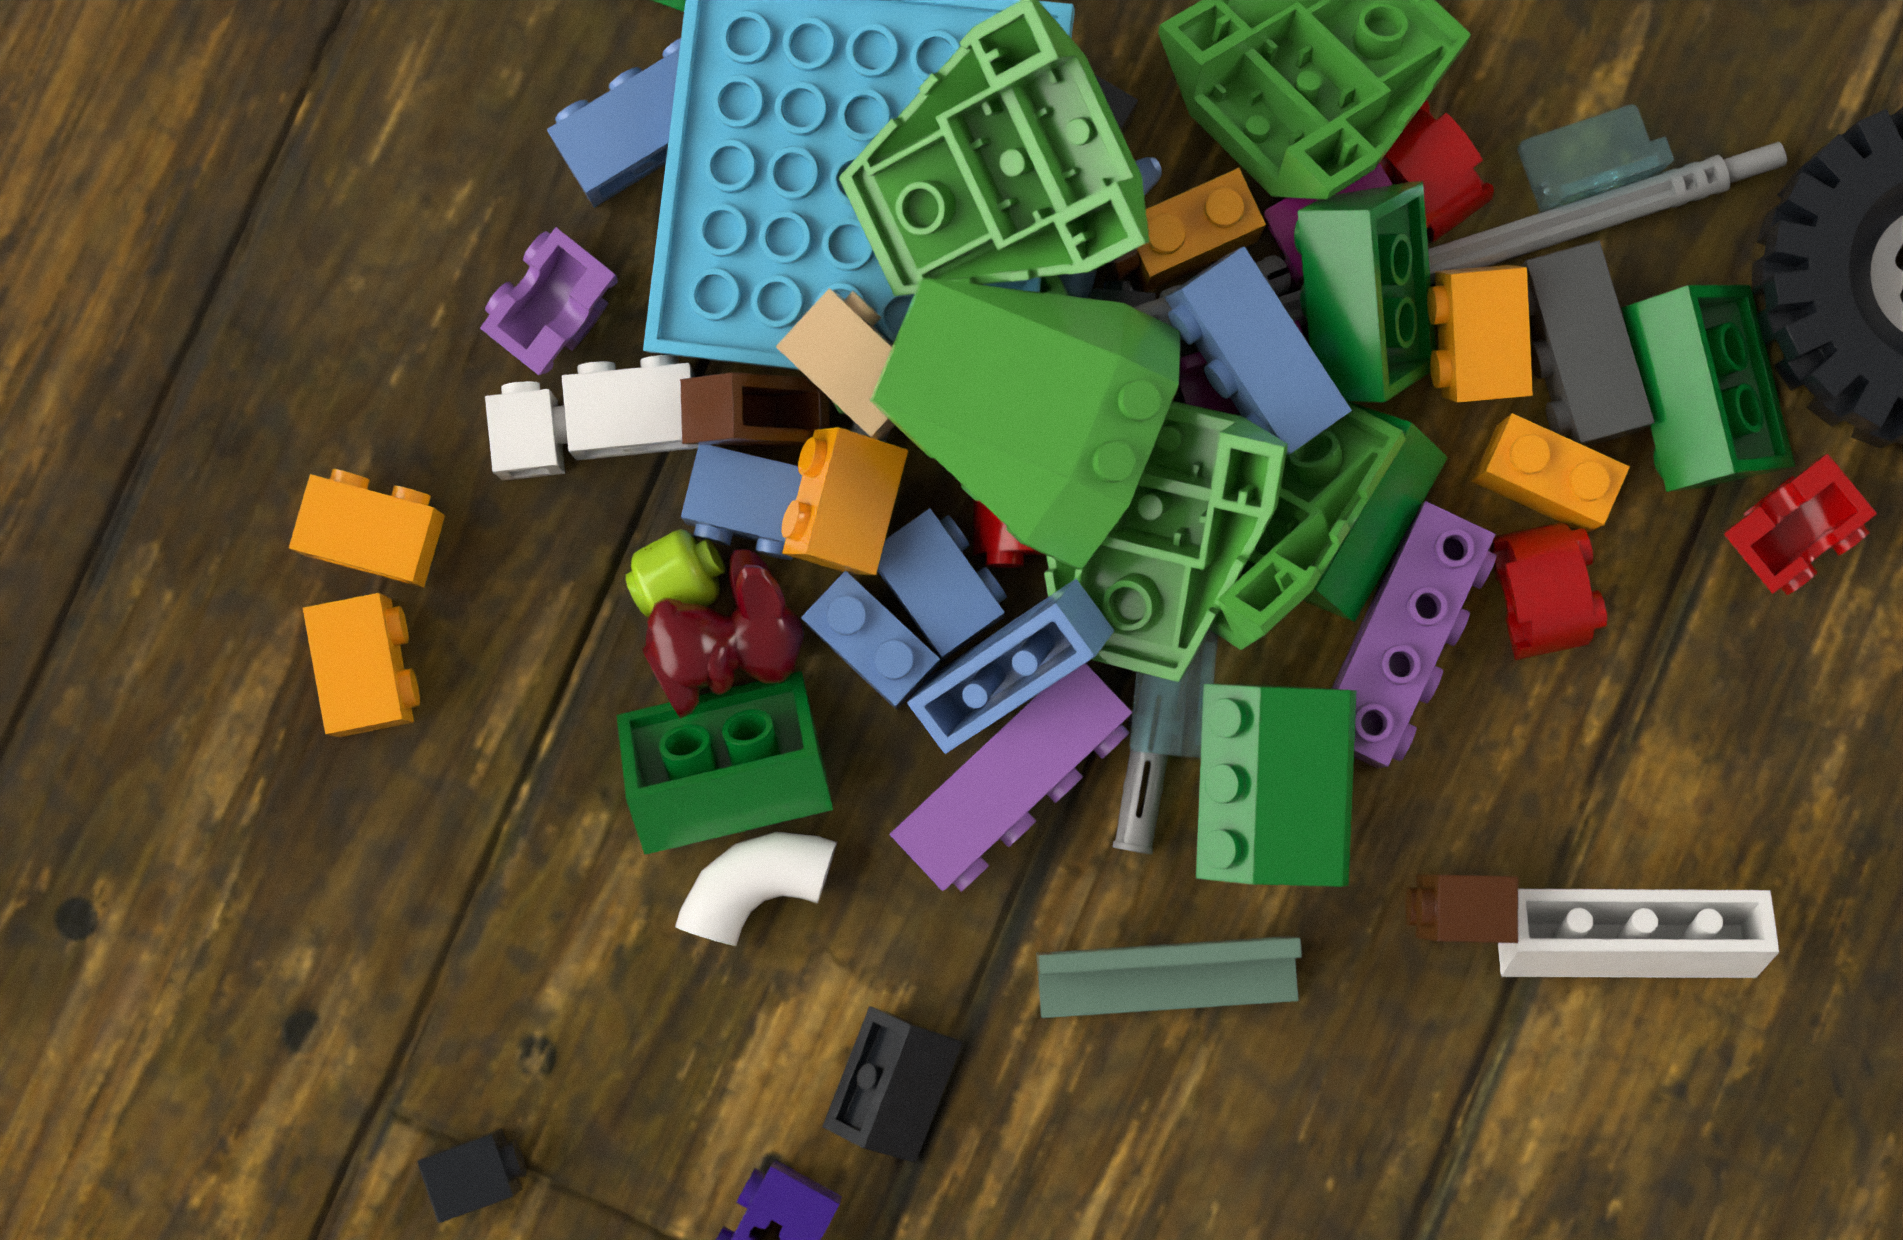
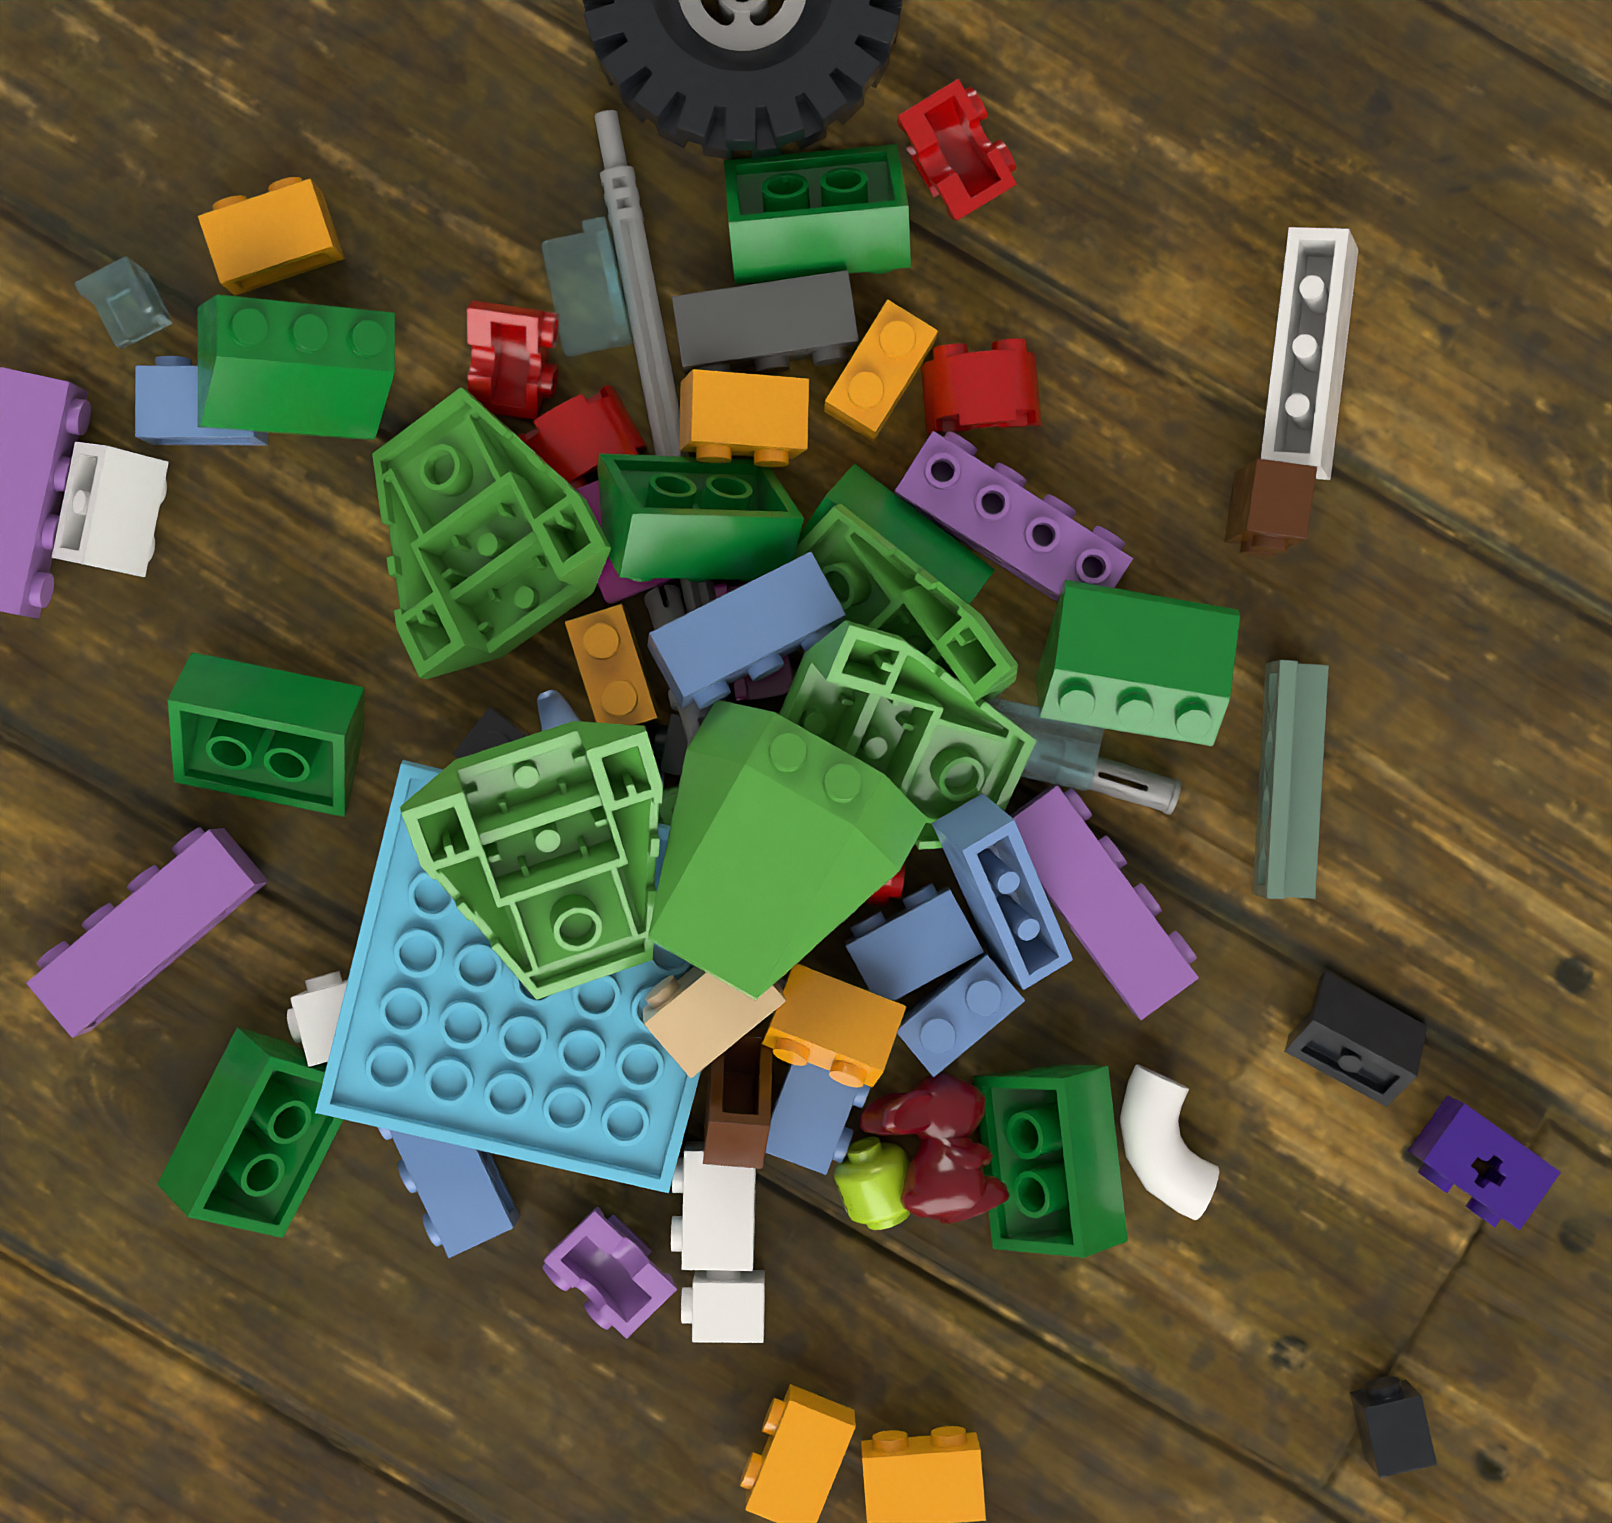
camera: 80 degrees left, 5 degrees up
(1510, 83) = (511, 357): none -> red cylinder

